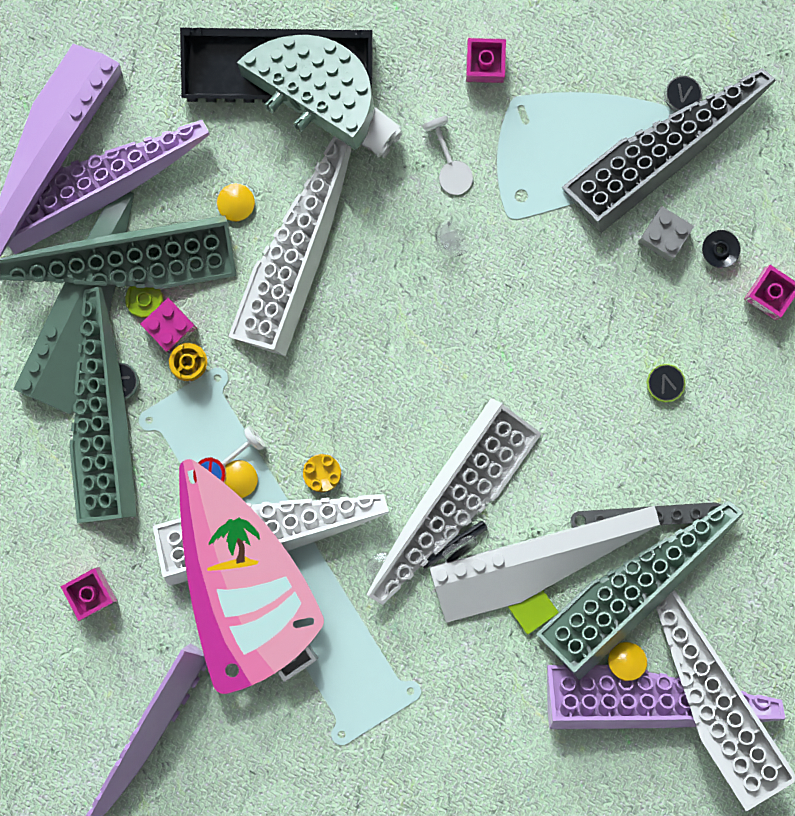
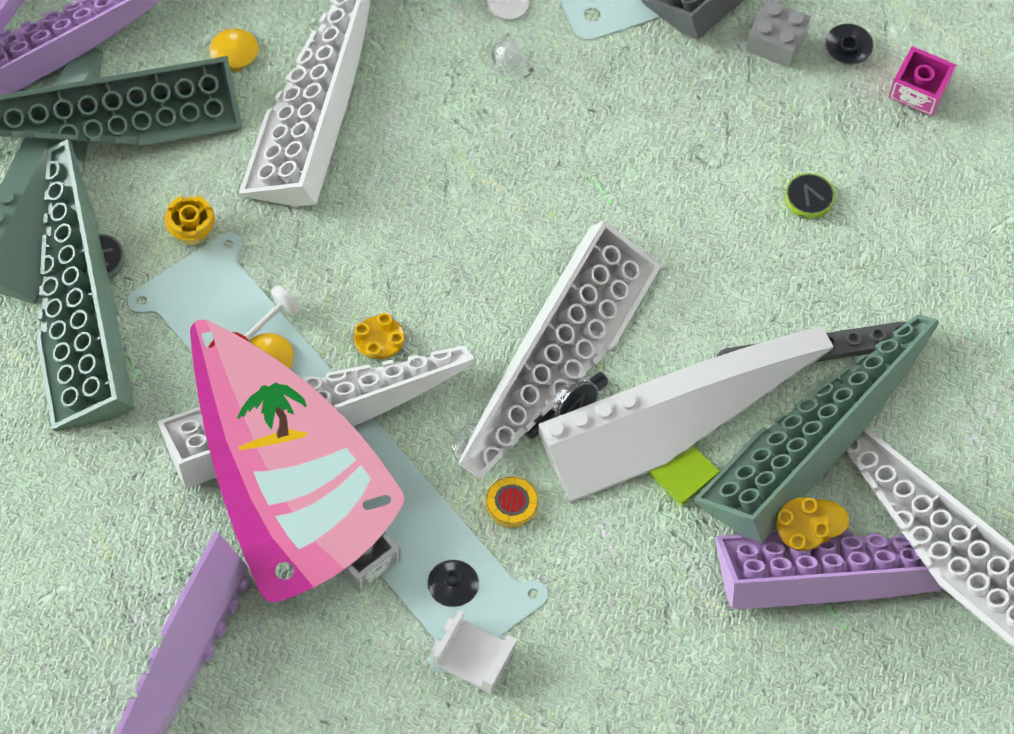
camera: 15 degrees left, 25 degrees down
(88, 593) = (75, 505): dark pink brick -> none
(143, 301) = (124, 164): lime tile -> none
(168, 325) = (158, 183): dark pink brick -> none
(362, 736) = (472, 653): none -> white panel
(363, 680) = (453, 593): none -> black dish
(403, 619) = (511, 501): none -> tile
(611, 671) = (803, 524): none -> yellow dish

